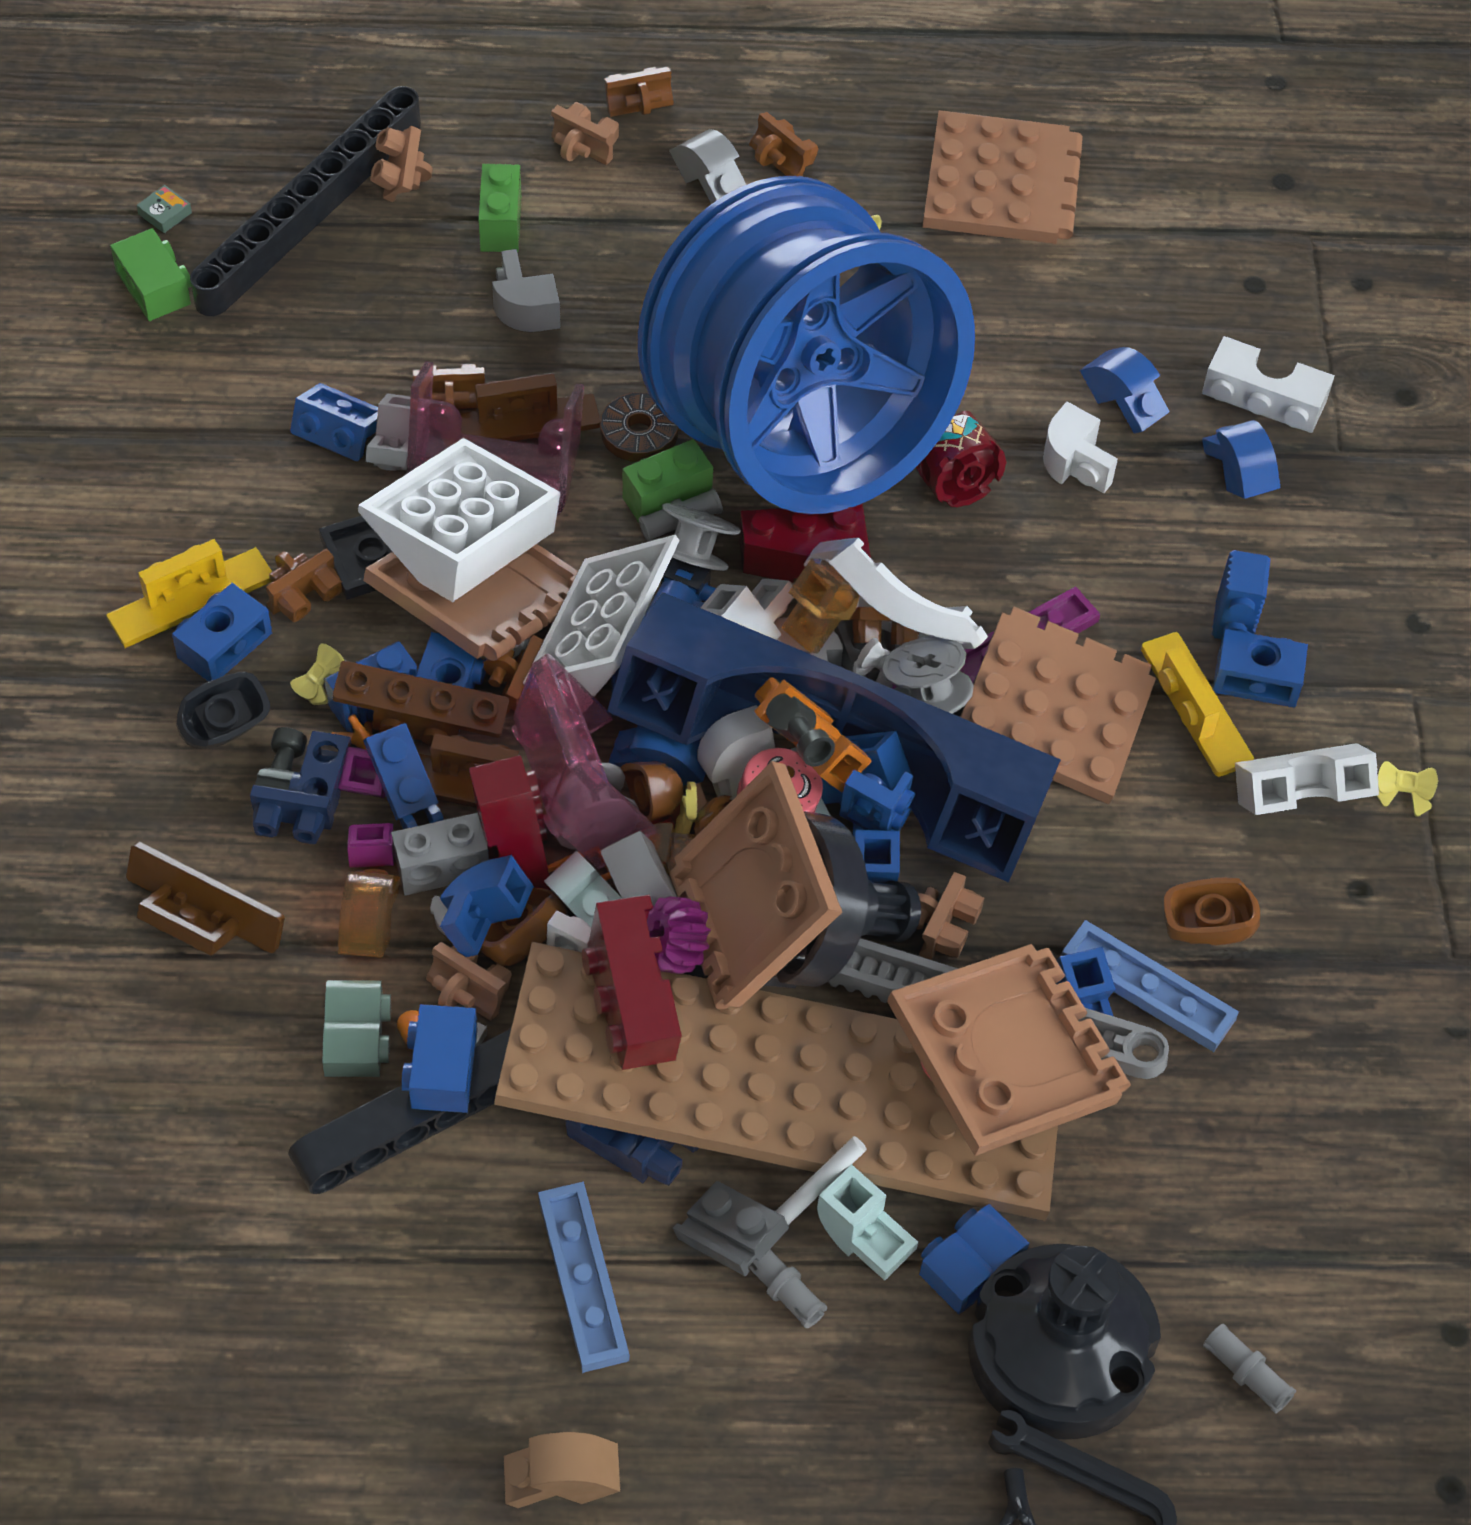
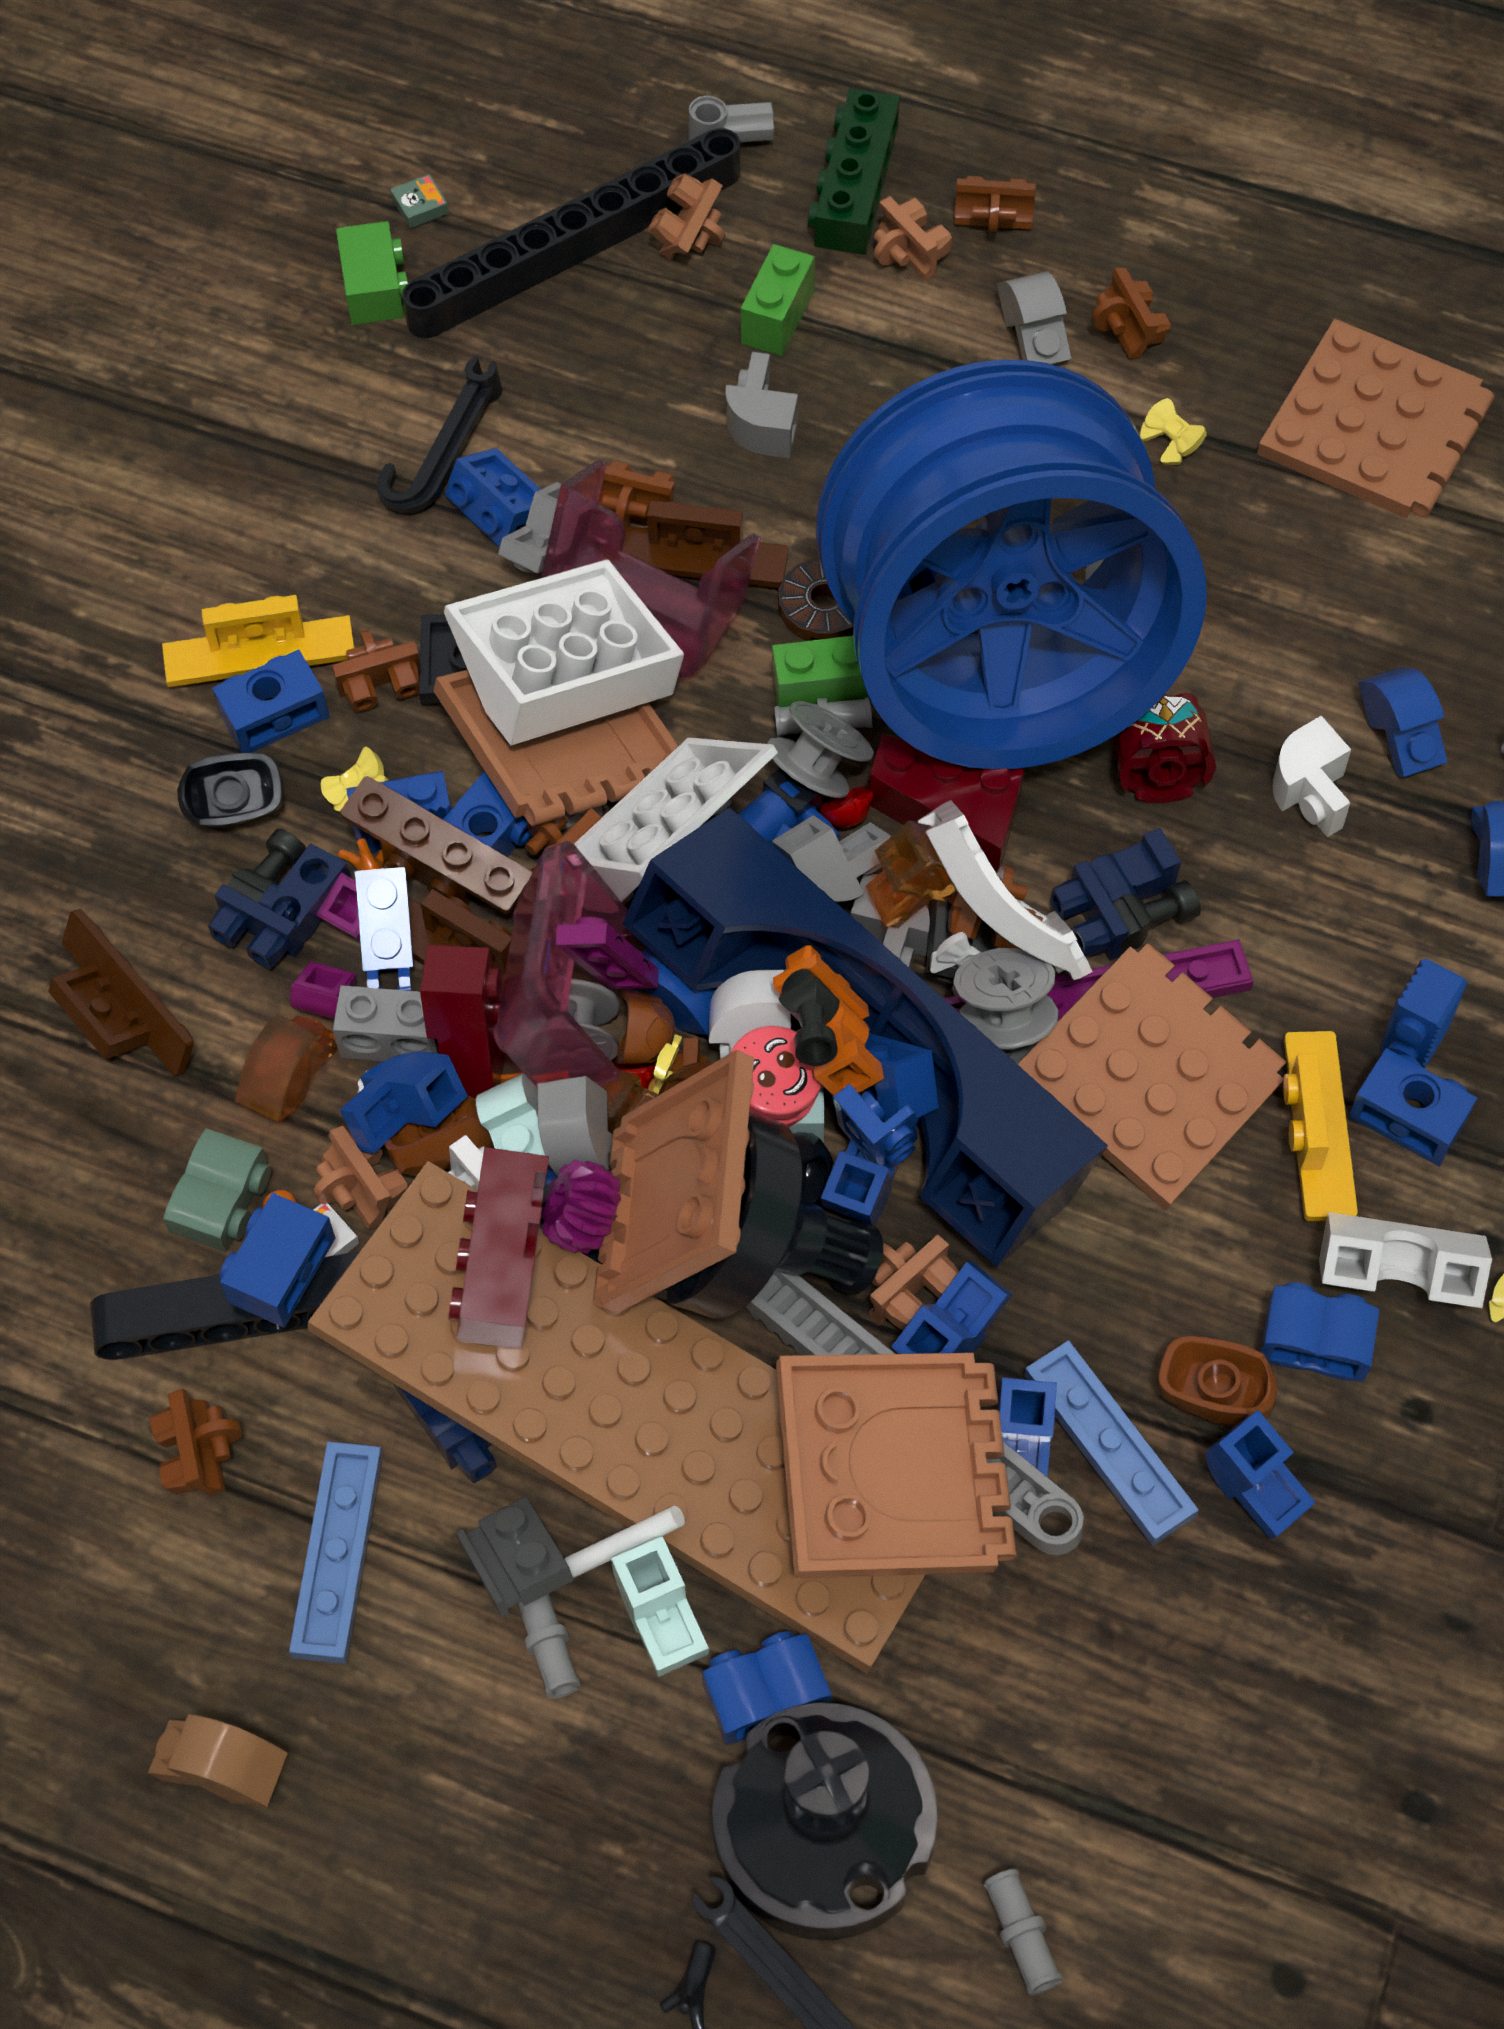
camera: 25 degrees right, 5 degrees up
(278, 392) = (451, 440): none -> black piece
(383, 78) = (748, 121): none -> light grey piece
(414, 1218) = (201, 1442): none -> dark orange hips
(517, 93) = (855, 171): none -> dark green brick
(616, 732) = (606, 954): none -> magenta plate
(736, 574) = (848, 810): none -> red animal
(966, 575) = (1112, 893): none -> dark blue hips
(995, 926) = (958, 1317): none -> blue brick
(1265, 968) = (1251, 1468): none -> blue brick
(1268, 853) = (1319, 1332): none -> blue brick

